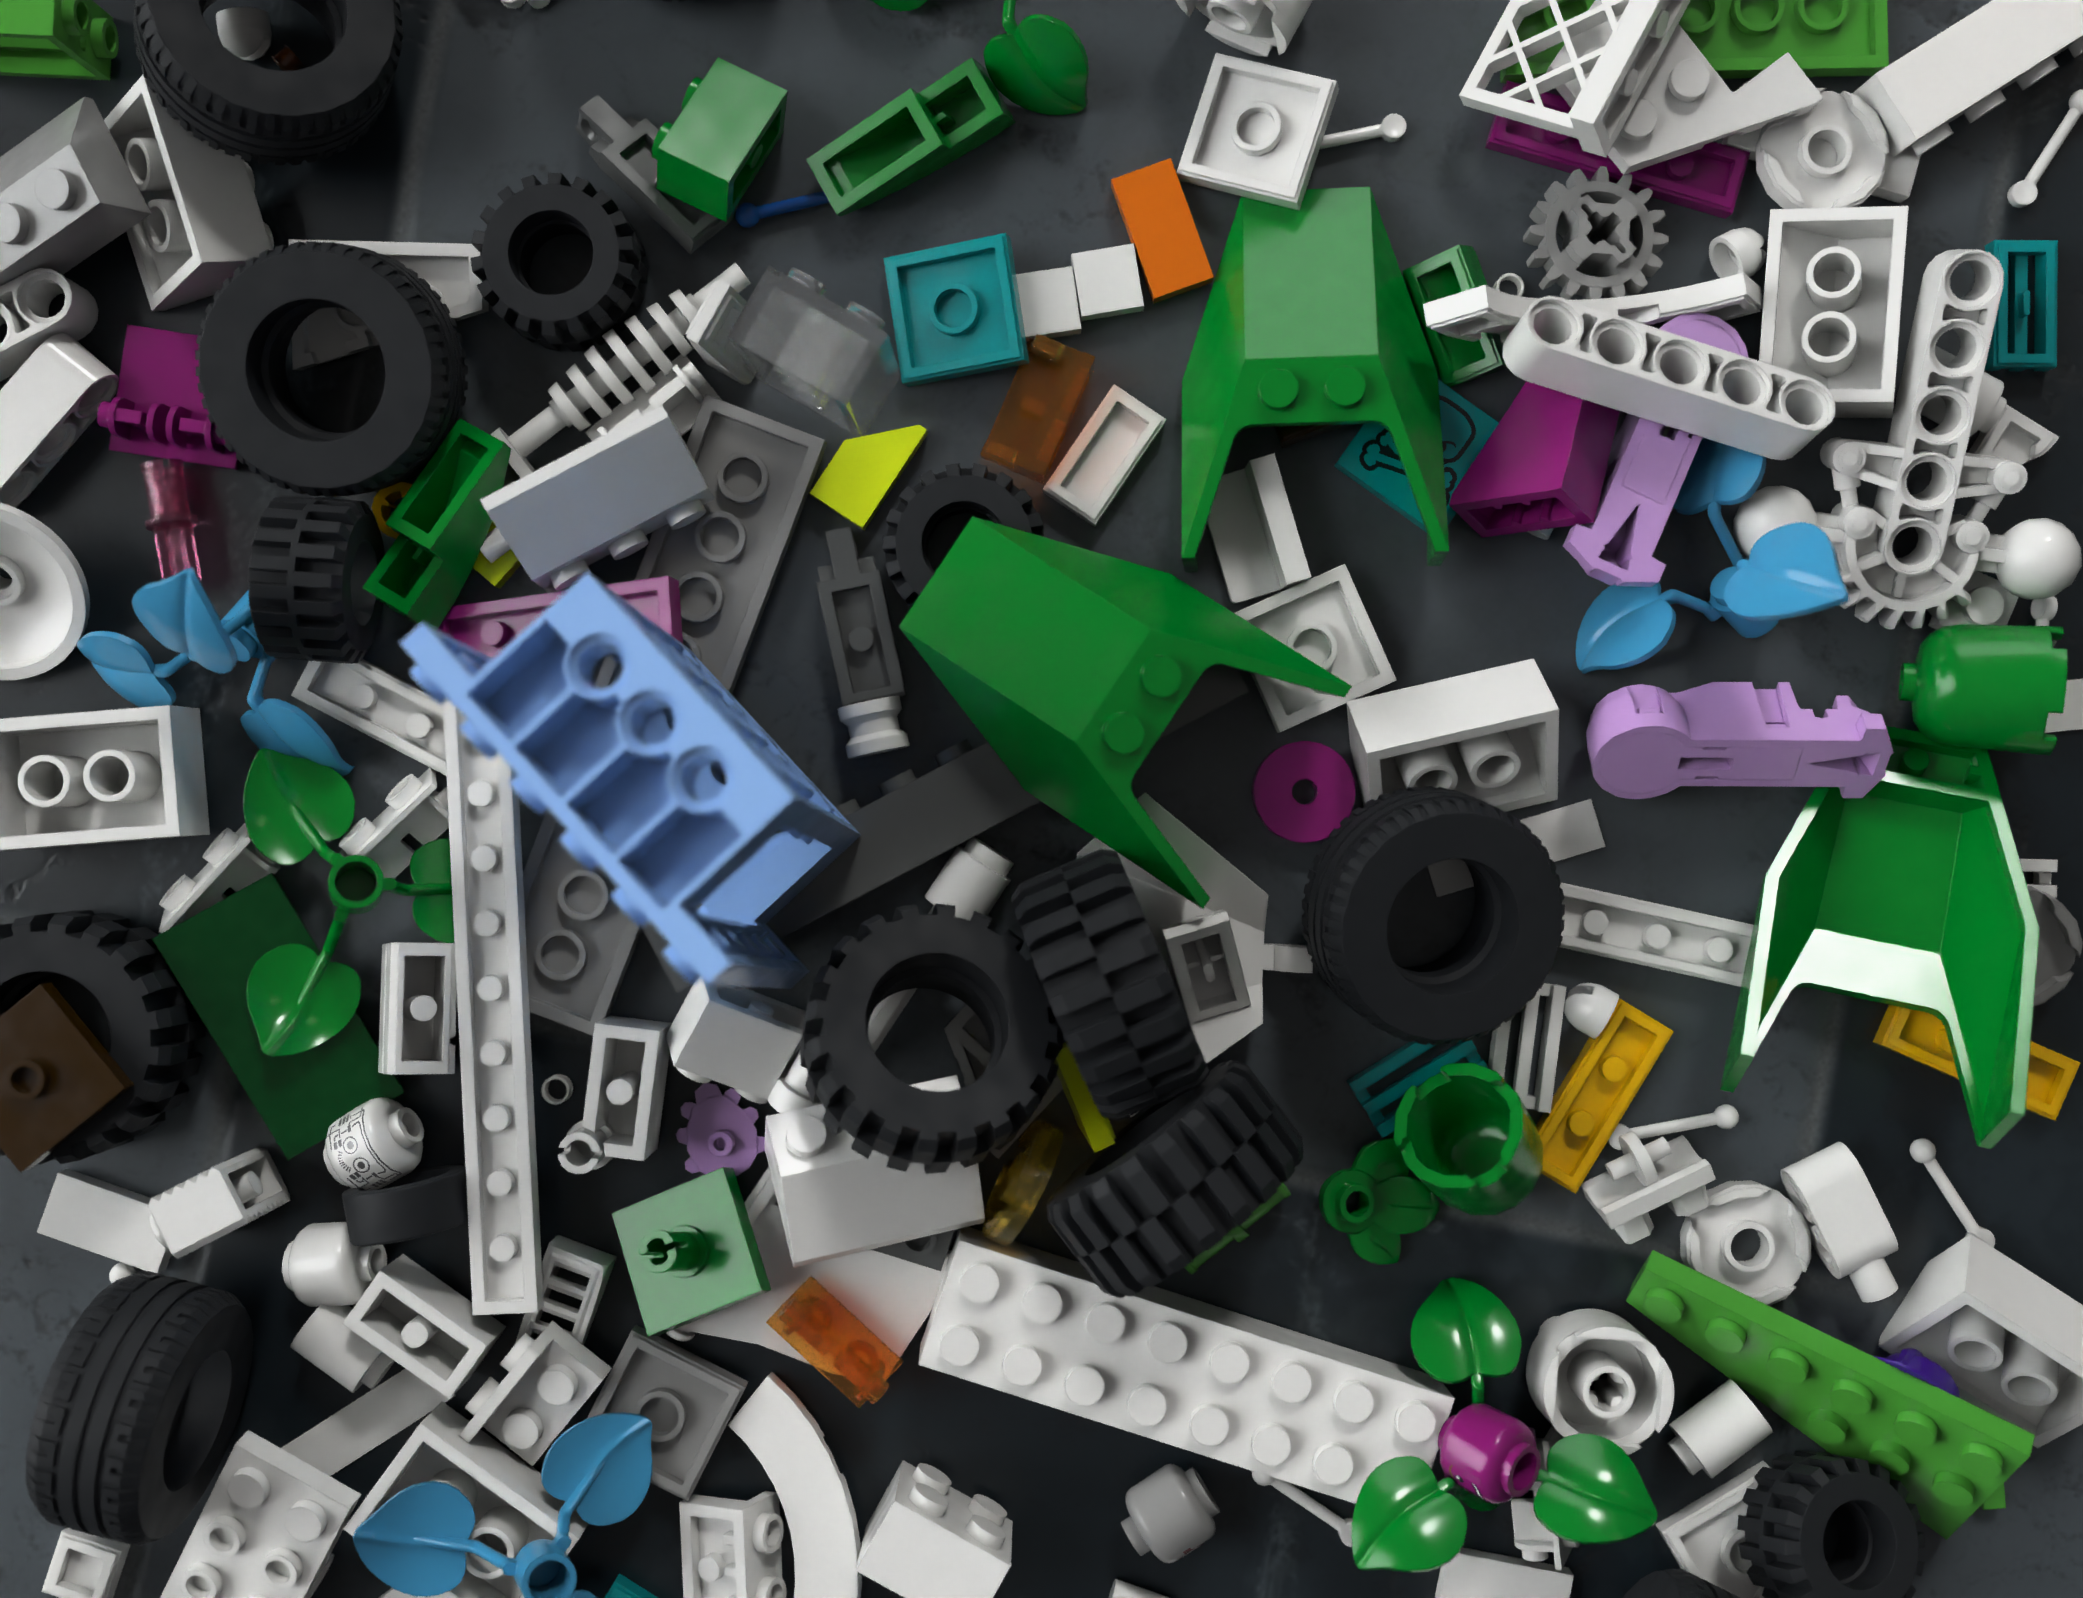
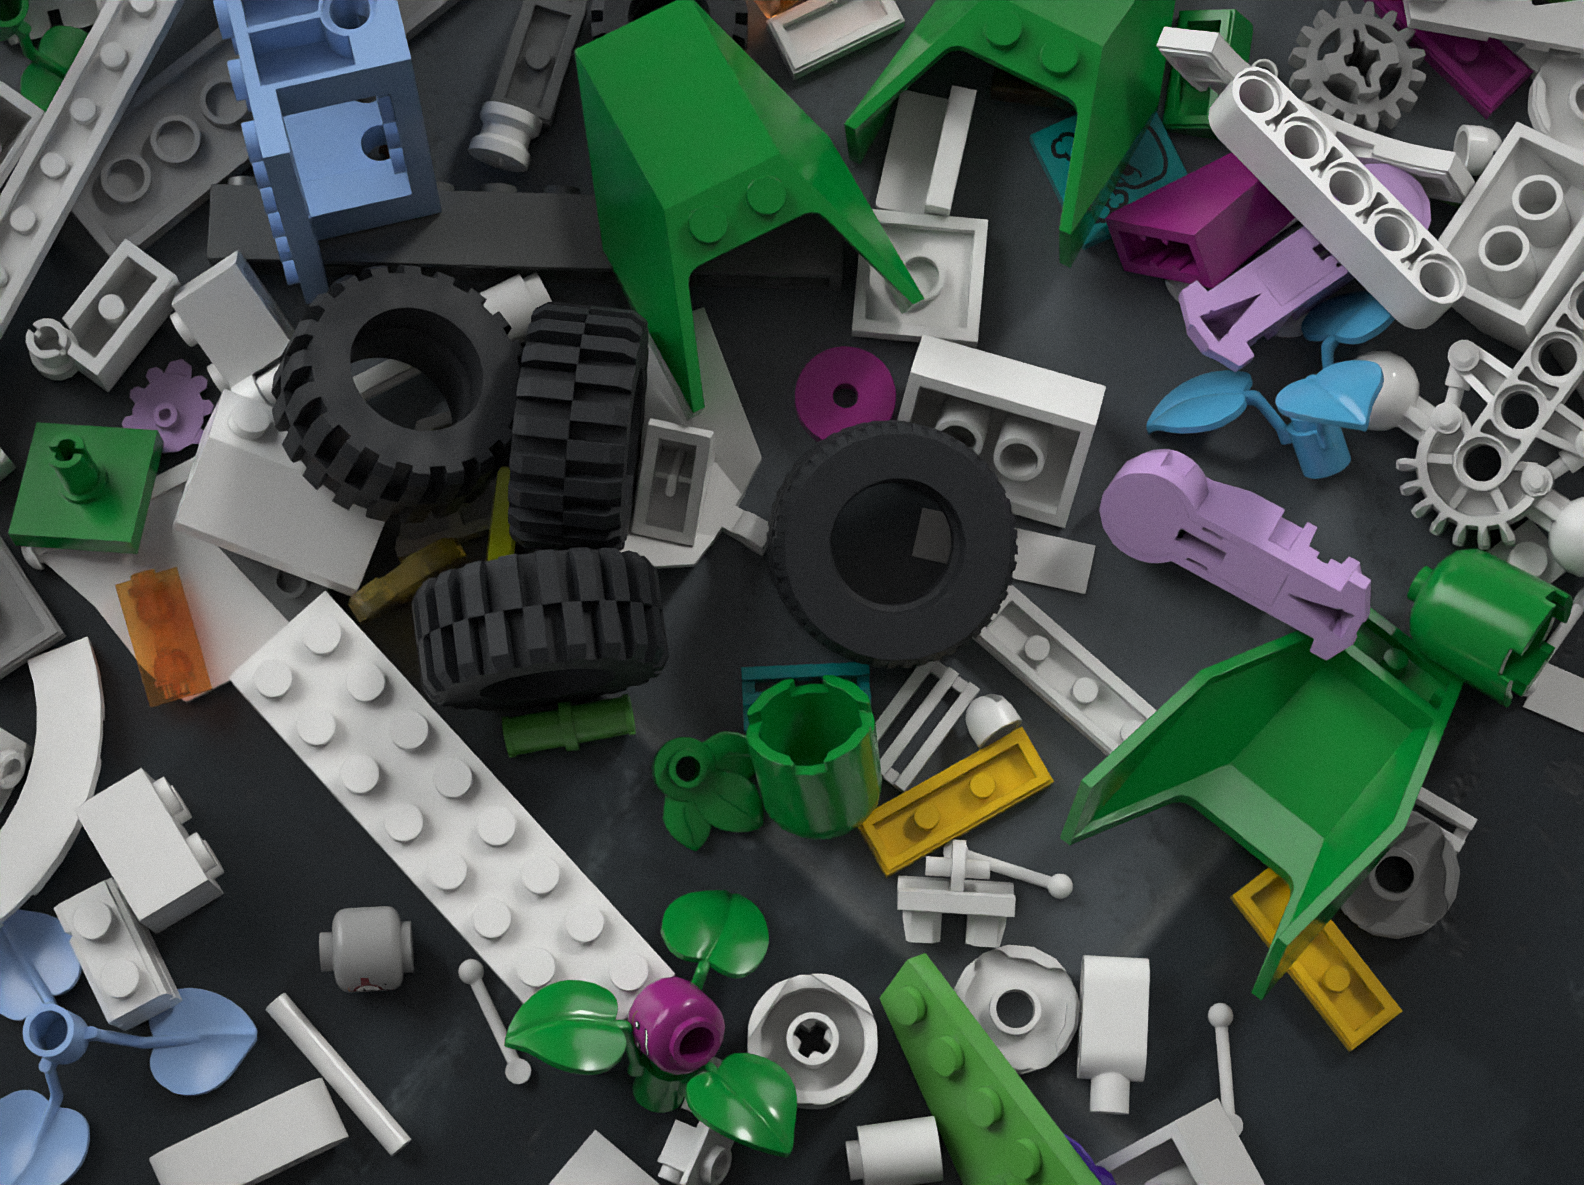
camera: 30 degrees right, 10 degrees down
(546, 1095) = (56, 306): white piece -> none

